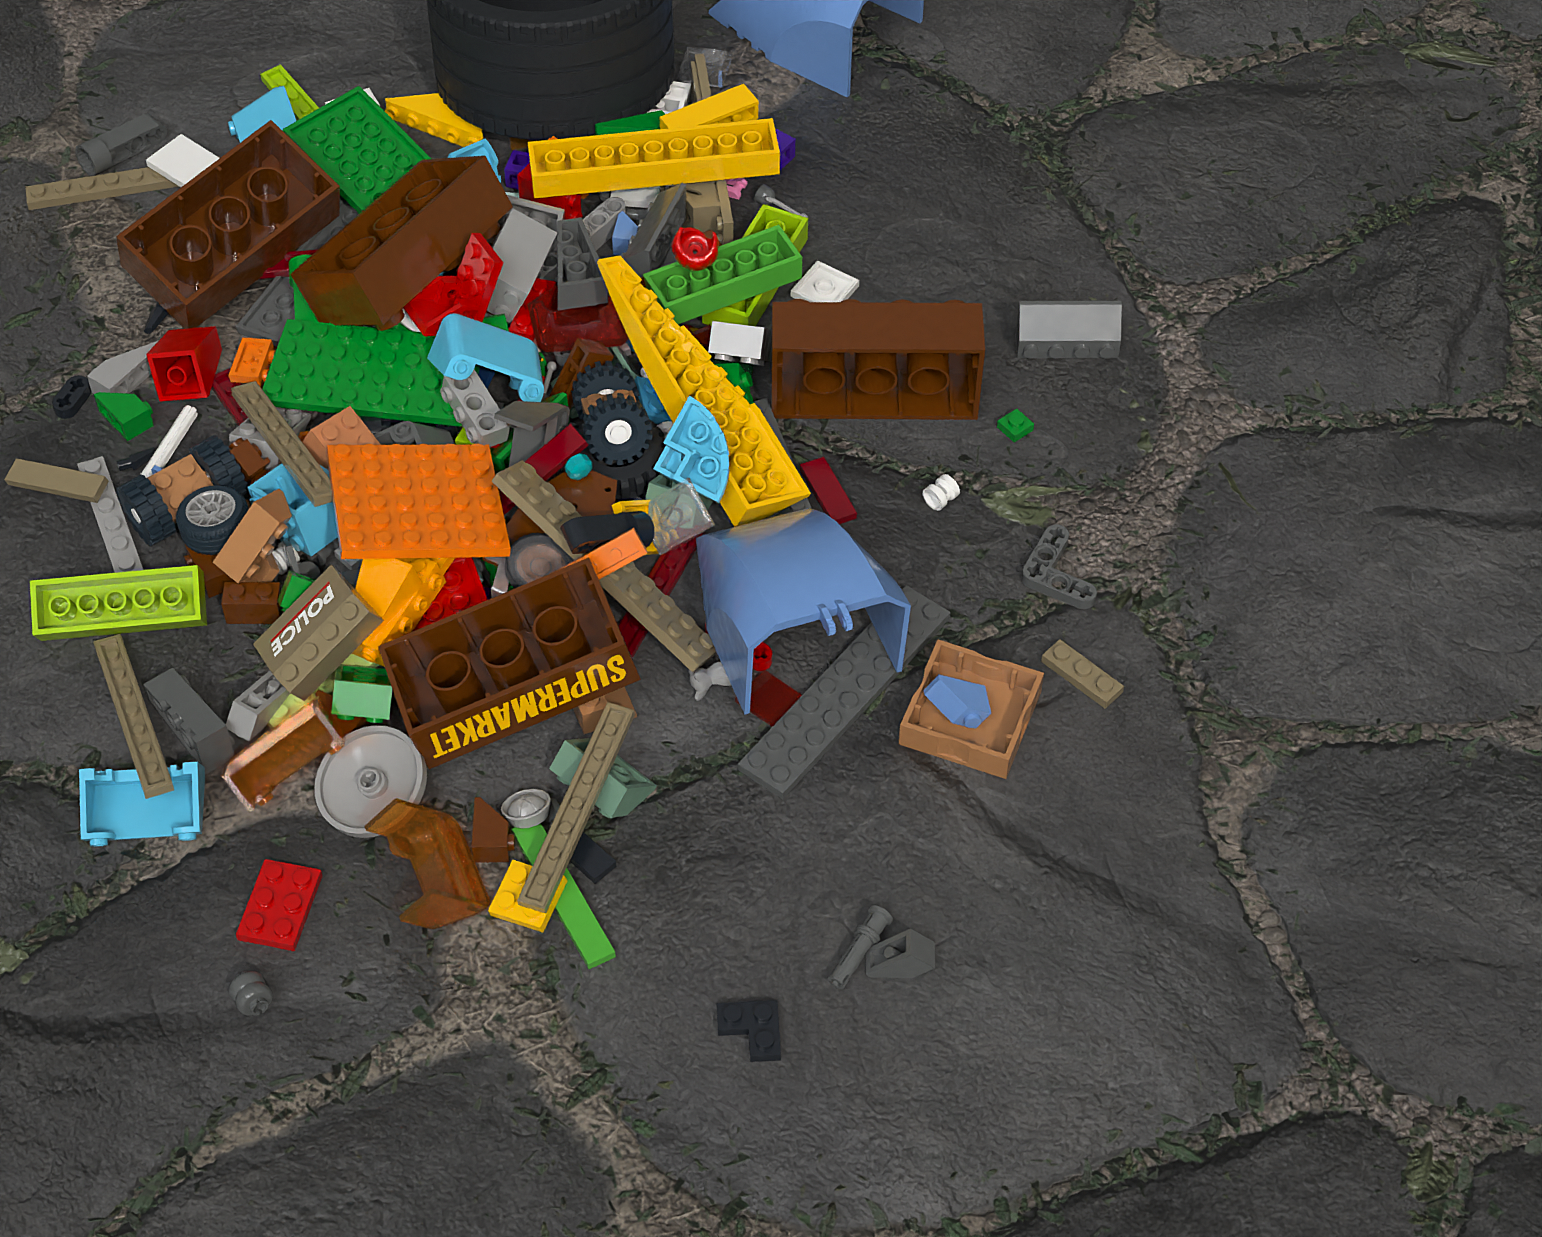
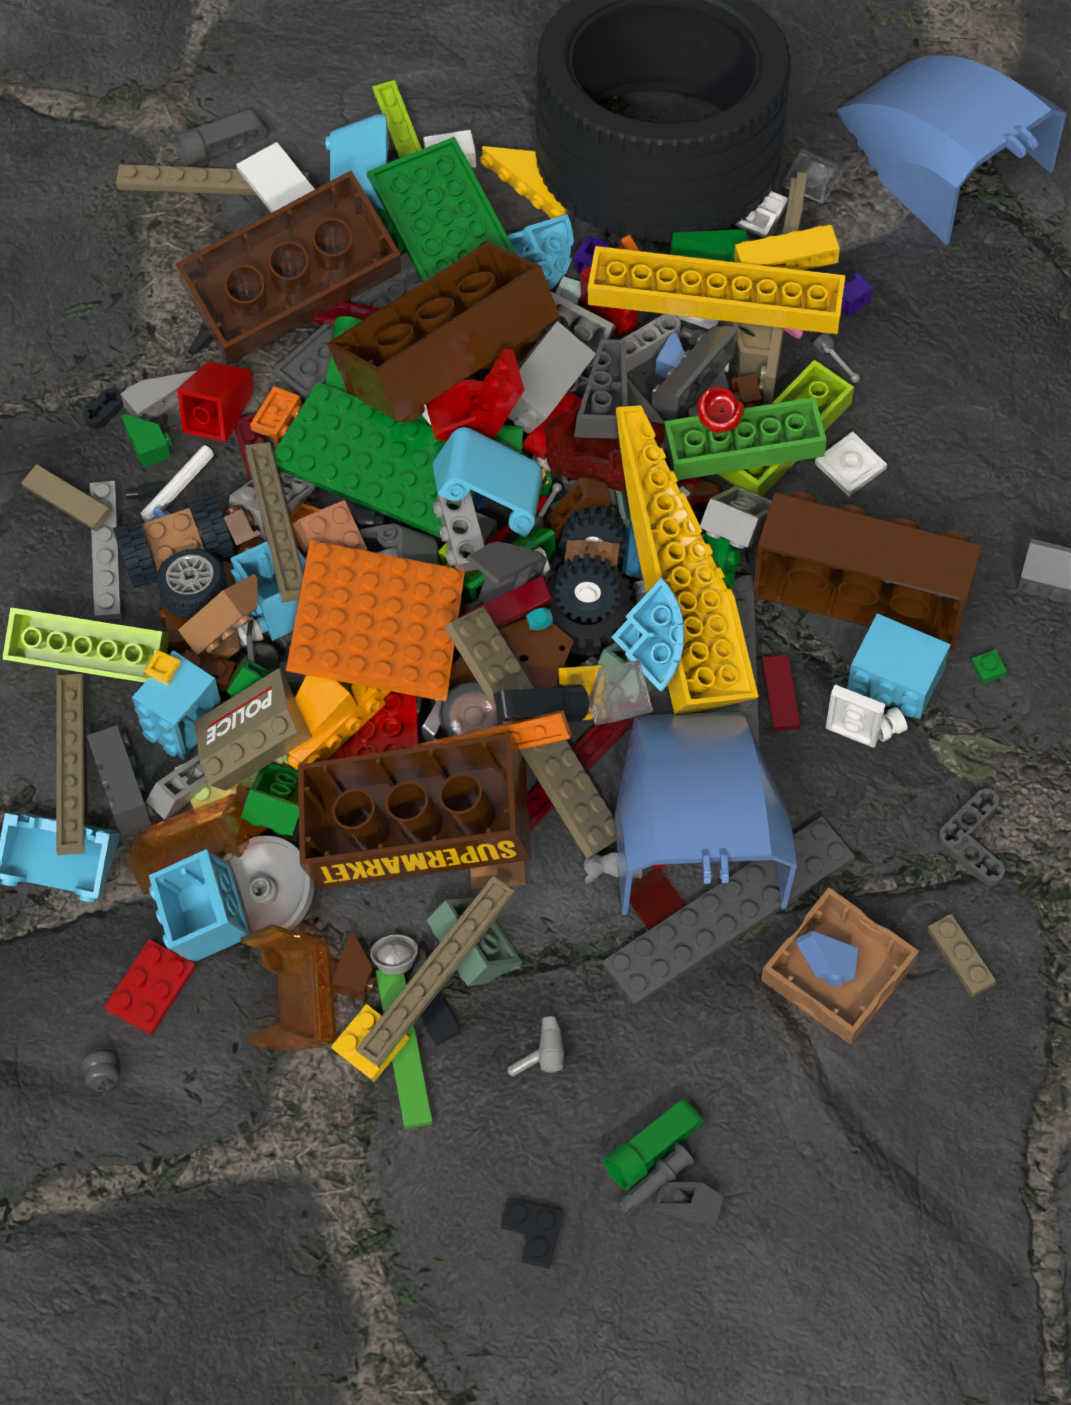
camera: 20 degrees right, 10 degrees up
(210, 590) = (162, 667): none -> yellow tile
(225, 628) = (170, 711): none -> medium azure container
(310, 809) = (198, 906): none -> medium azure container
(714, 858) = (549, 1053): none -> light grey piece
(833, 930) = (631, 1160): none -> green beam
(909, 486) = (855, 716): none -> white tile
(933, 438) = (898, 666): none -> medium azure container

